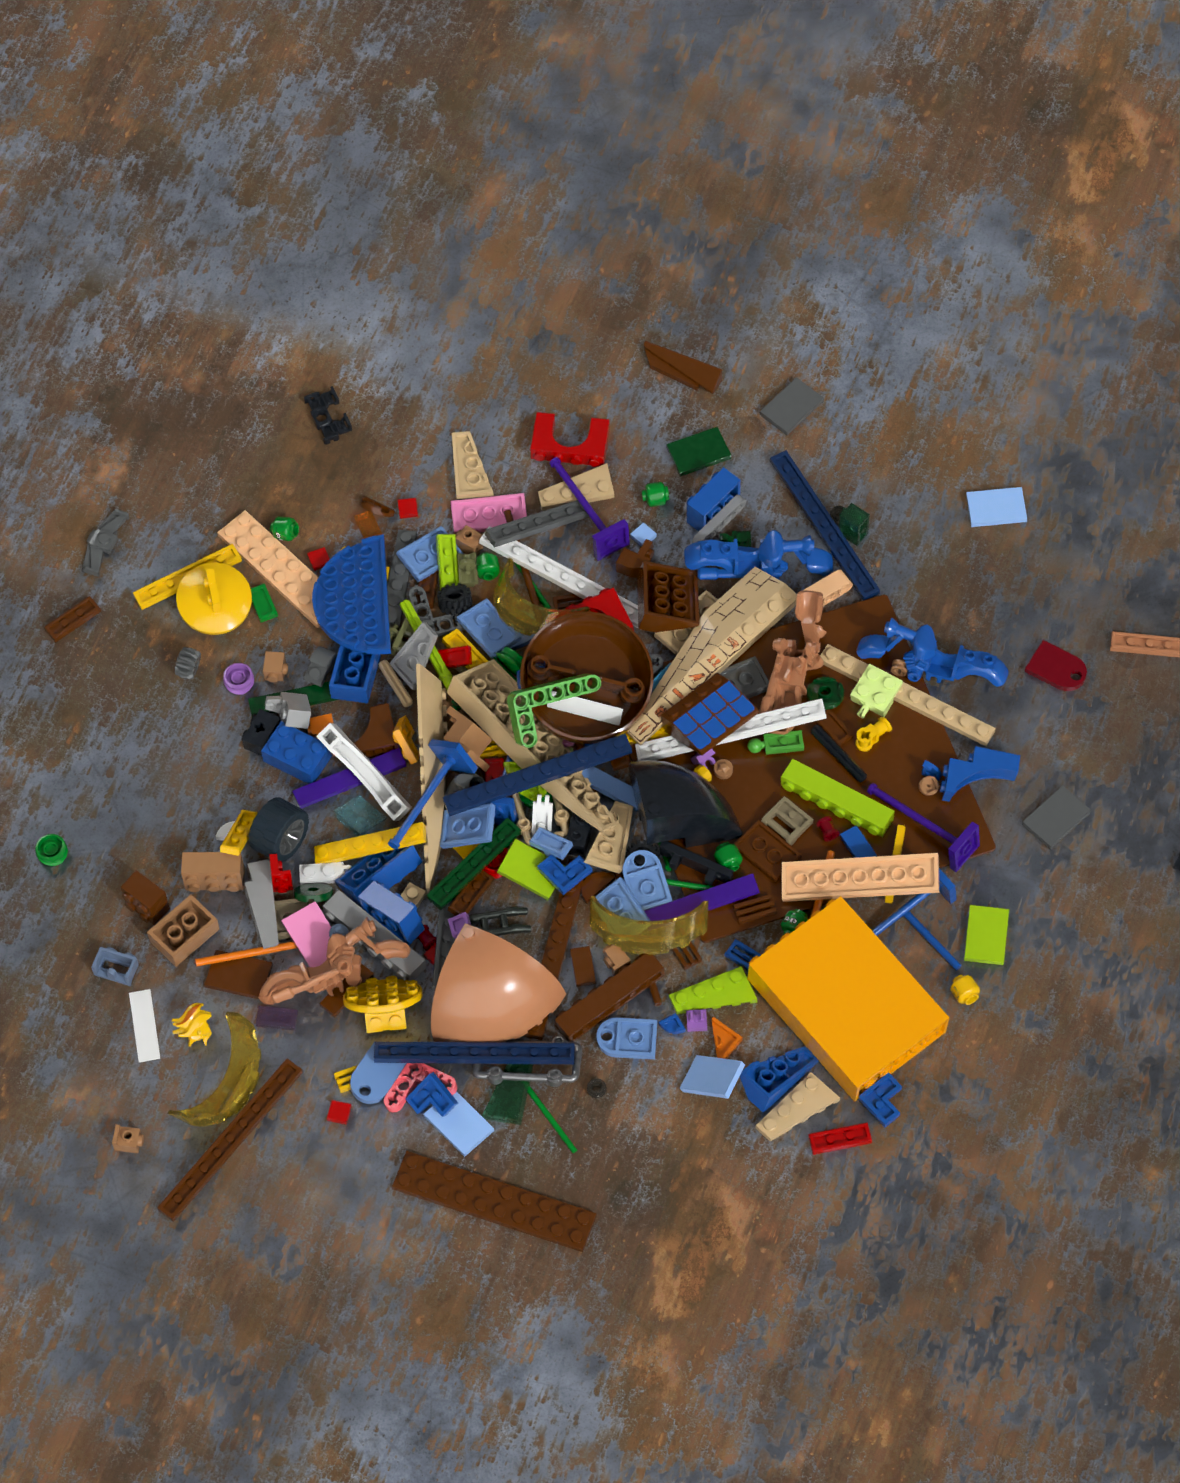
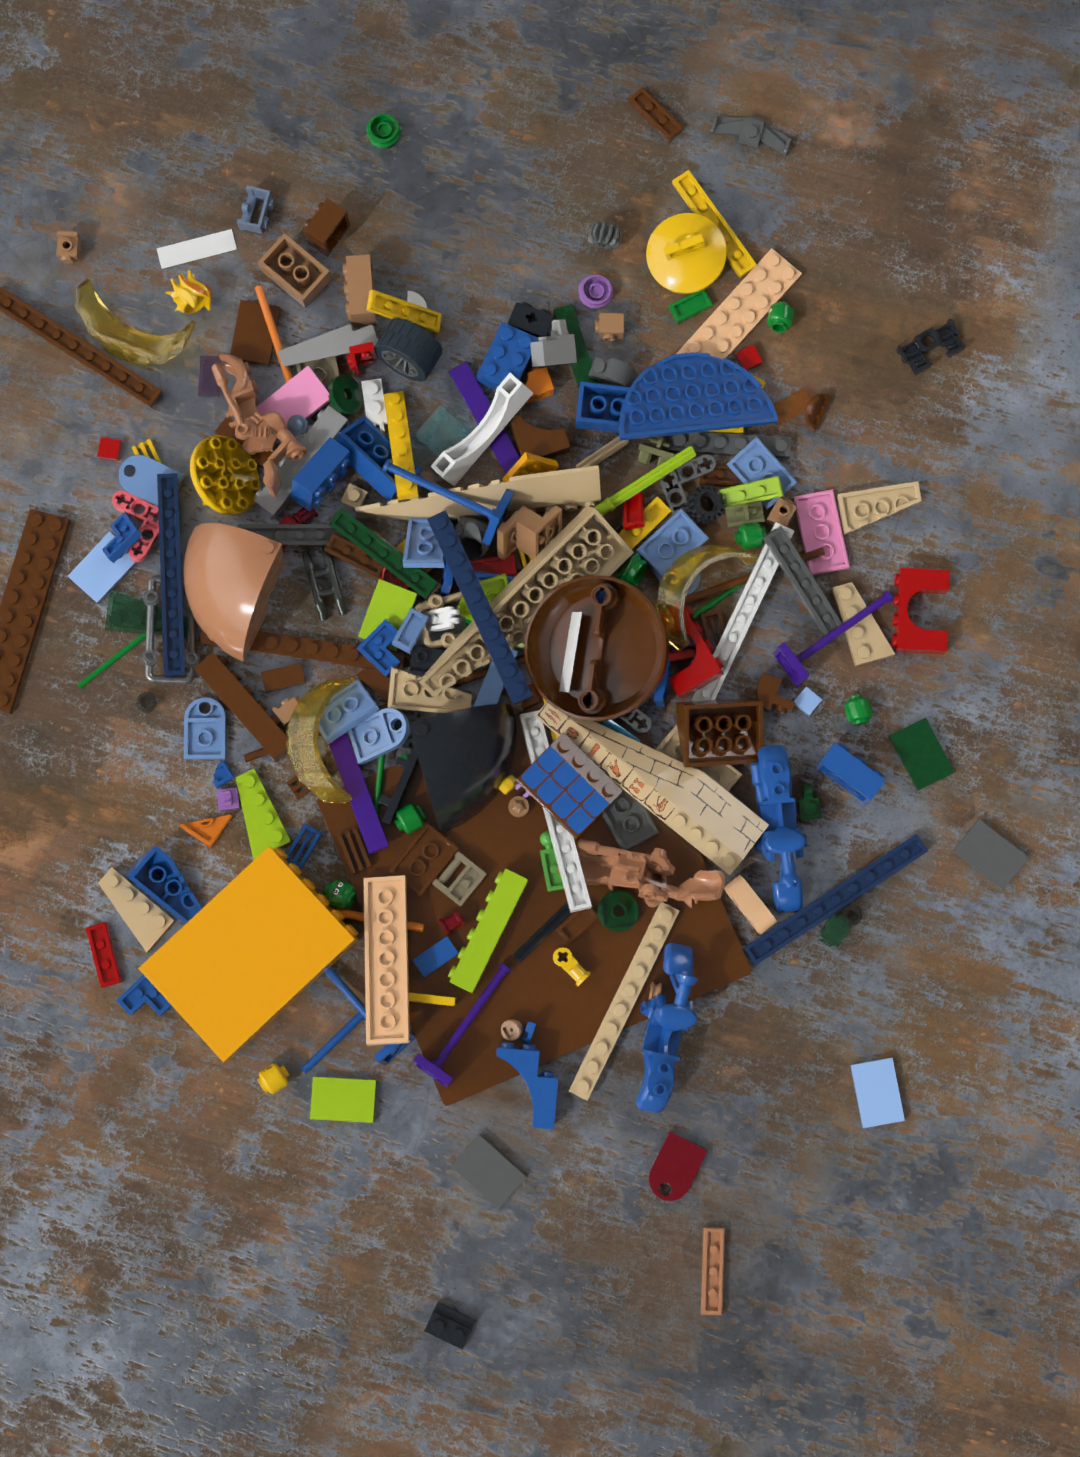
camera: 85 degrees right, 20 degrees up
(407, 508) = (820, 444): red tile -> none
(415, 651) = (629, 468): light grey wing -> none
(457, 922) = (311, 546): medium lavender tile -> none
(545, 697) = (559, 607): bright green beam -> none
(683, 368) = (1026, 728): reddish brown wedge -> none
(712, 1076) = (156, 818): light blue tile -> none
(721, 519) = (829, 782): light grey beam -> none
(875, 691) = (621, 966): yellowish green plate -> none

